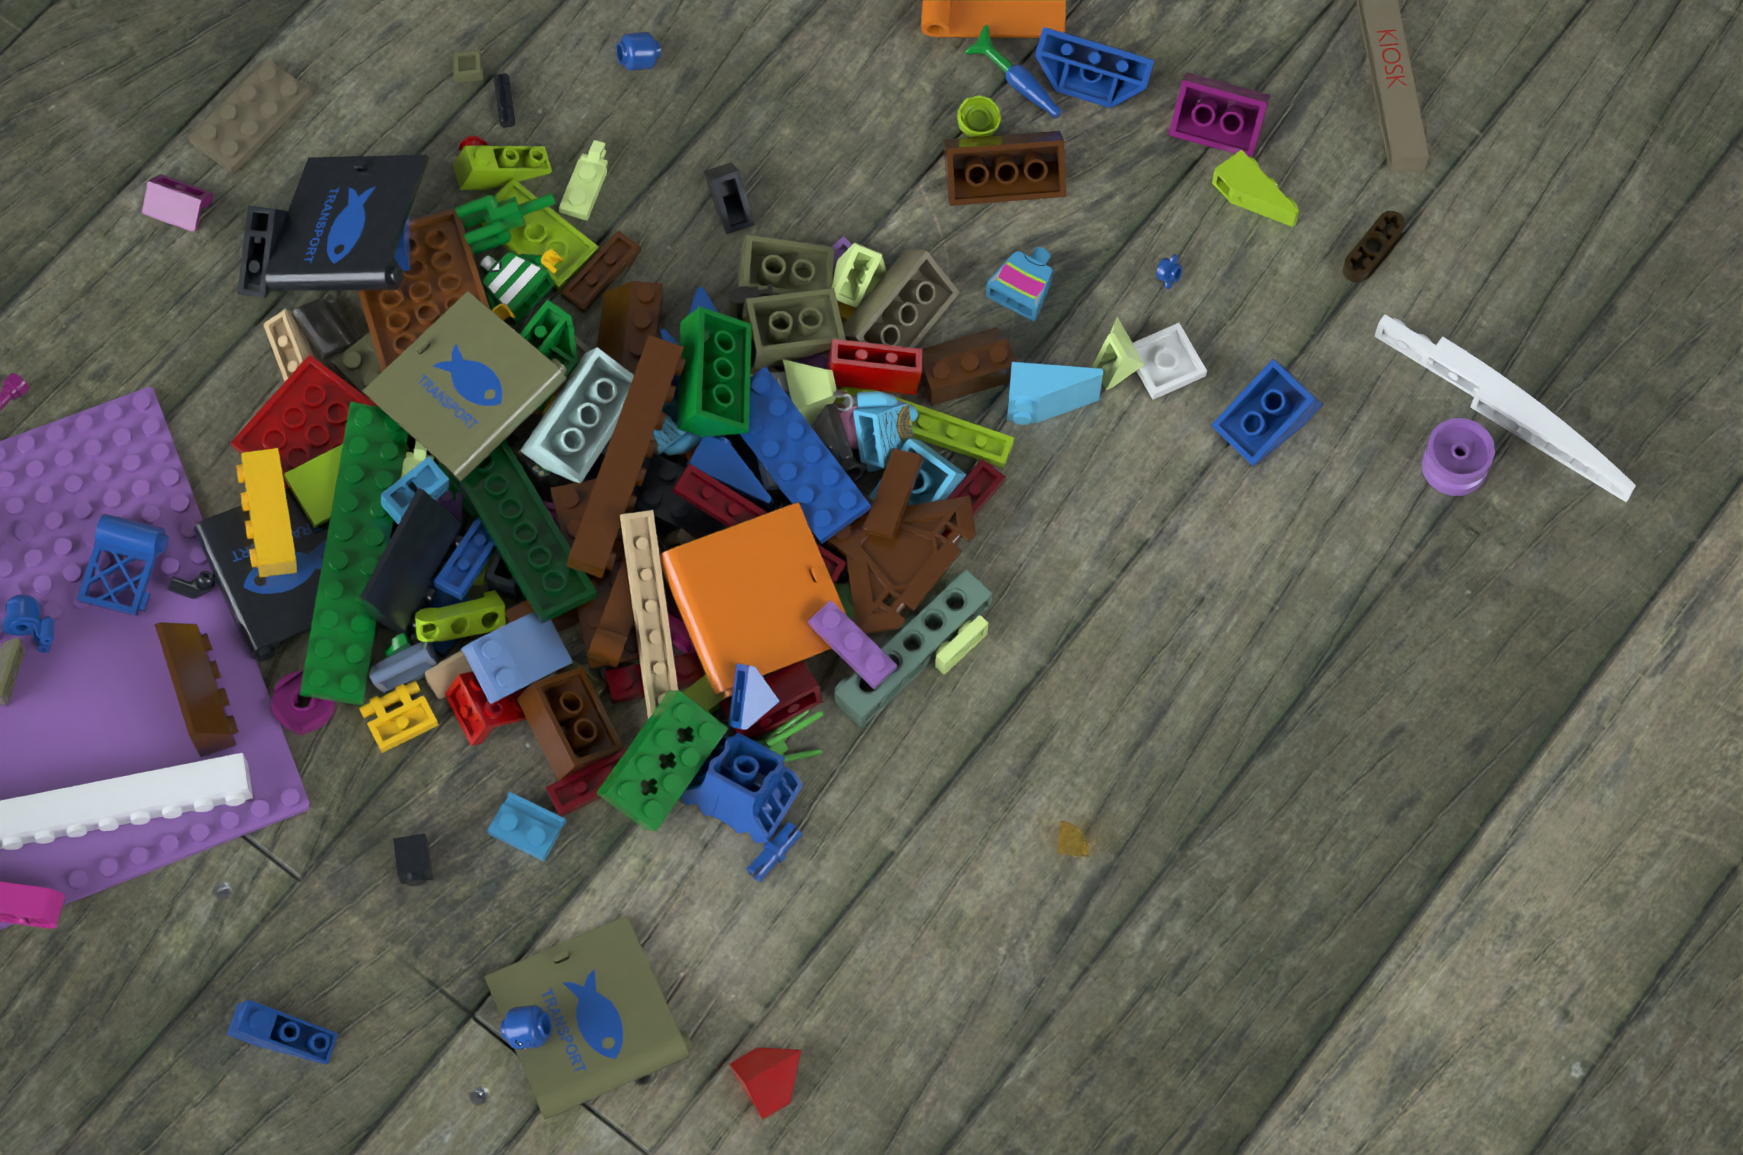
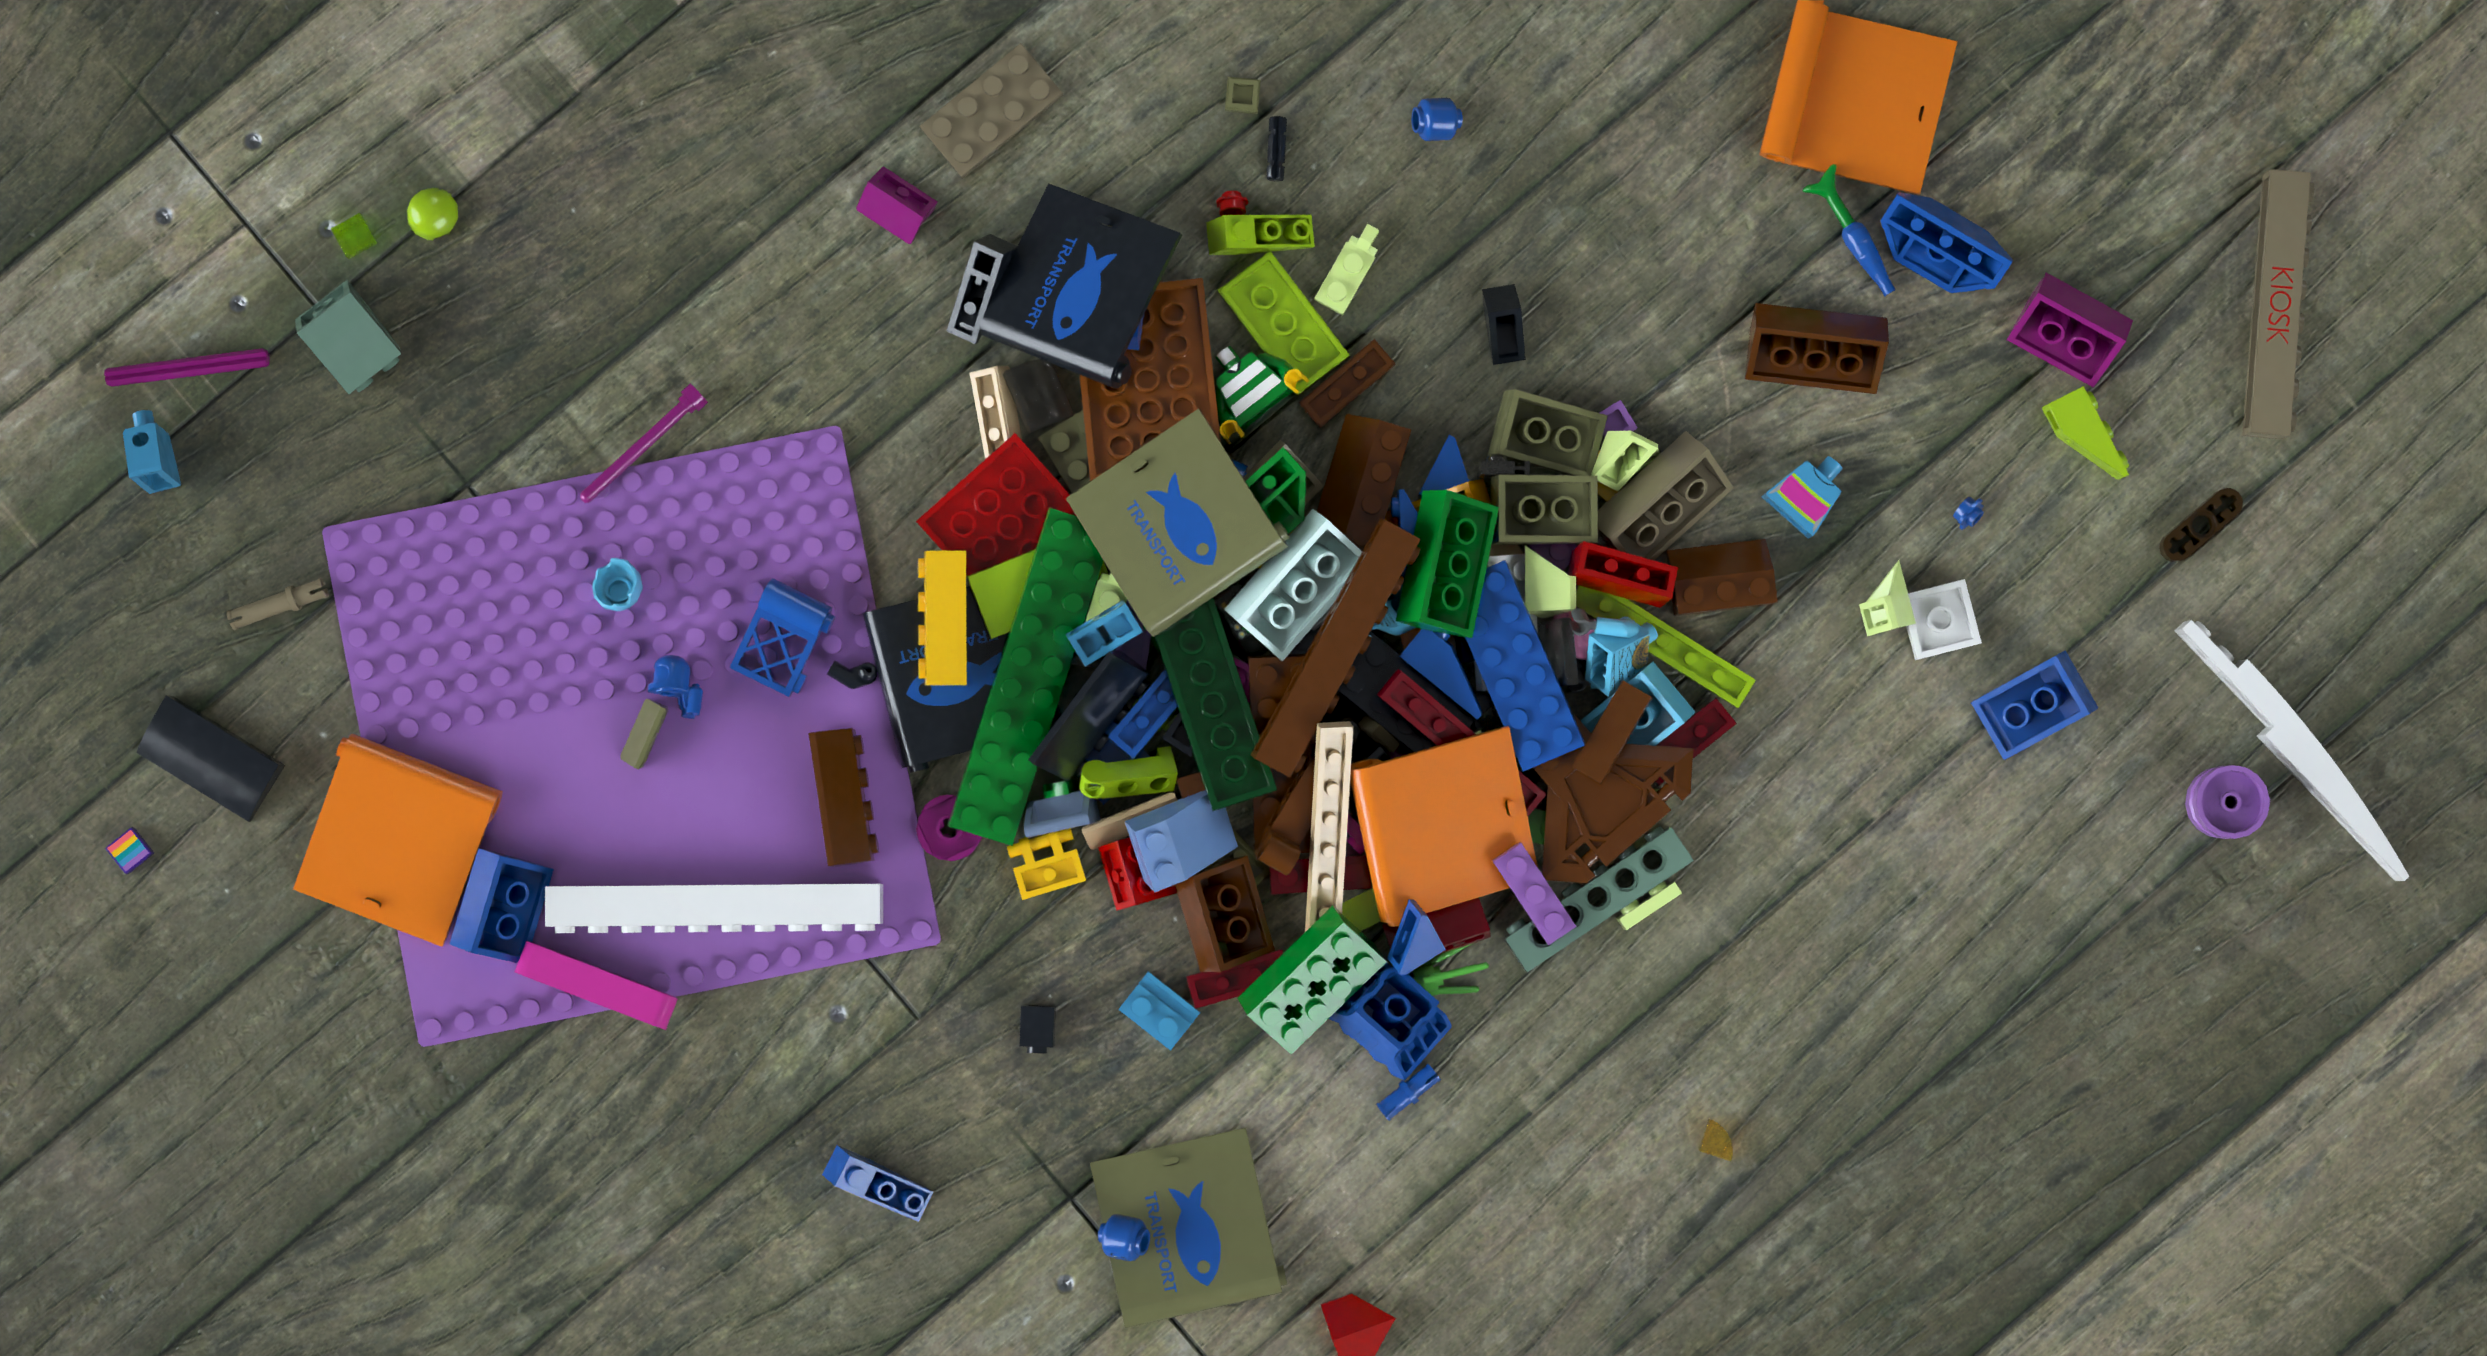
camera: 15 degrees right, 20 degrees up
(499, 217) = (1248, 308): green plant -> none
(978, 116) = (1800, 282): lime hair -> none
(1050, 390) = (1792, 636): medium azure slope -> none

